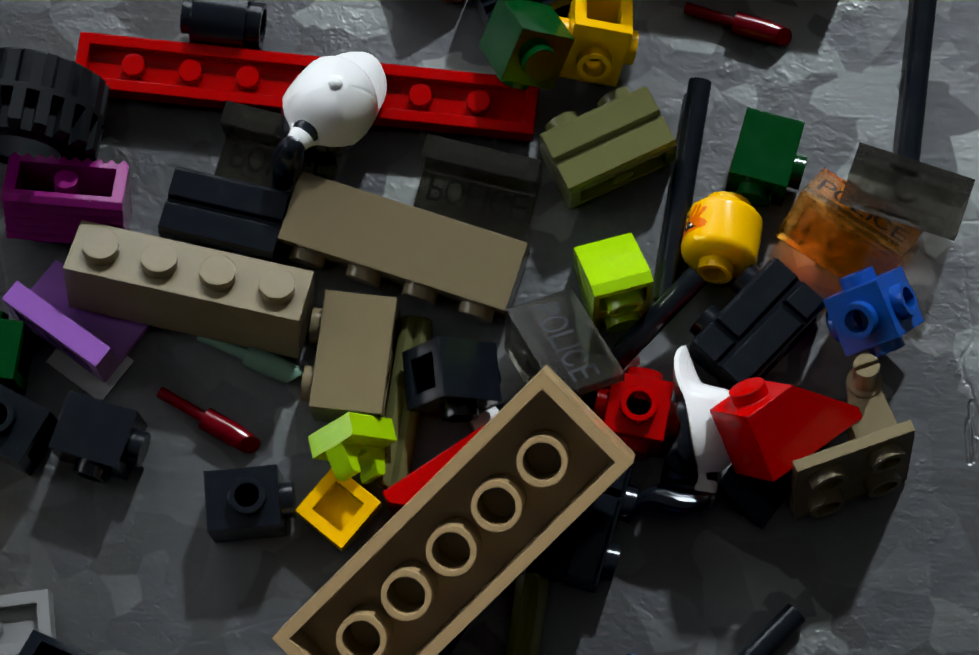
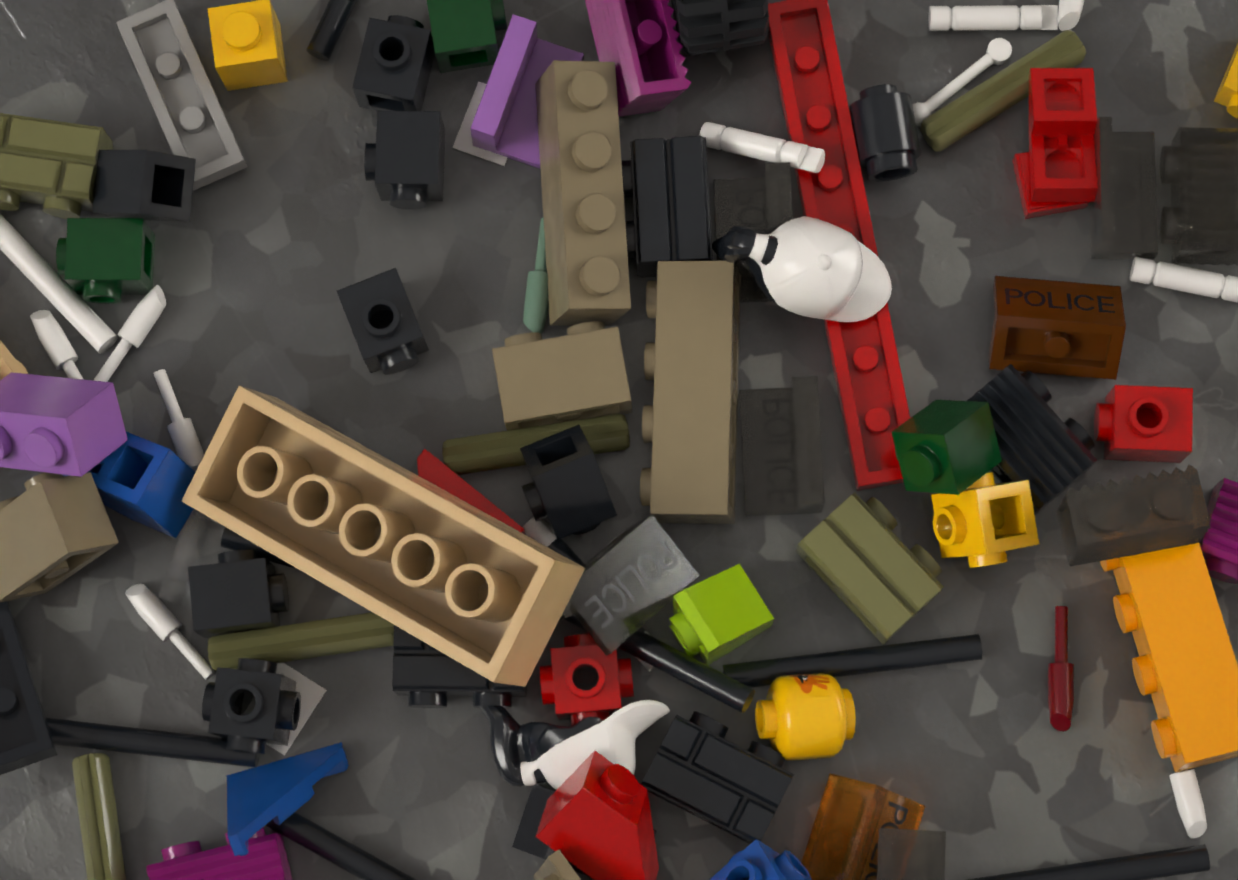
camera: 75 degrees right, 5 degrees up
(201, 124) = (763, 147): none -> white wheel
(214, 423) = (461, 264): dark red piece -> none
(338, 509) = (406, 413): yellow plate -> none
(354, 445) = (473, 407): lime tile -> none
(766, 158) = (907, 739): dark green brick -> none

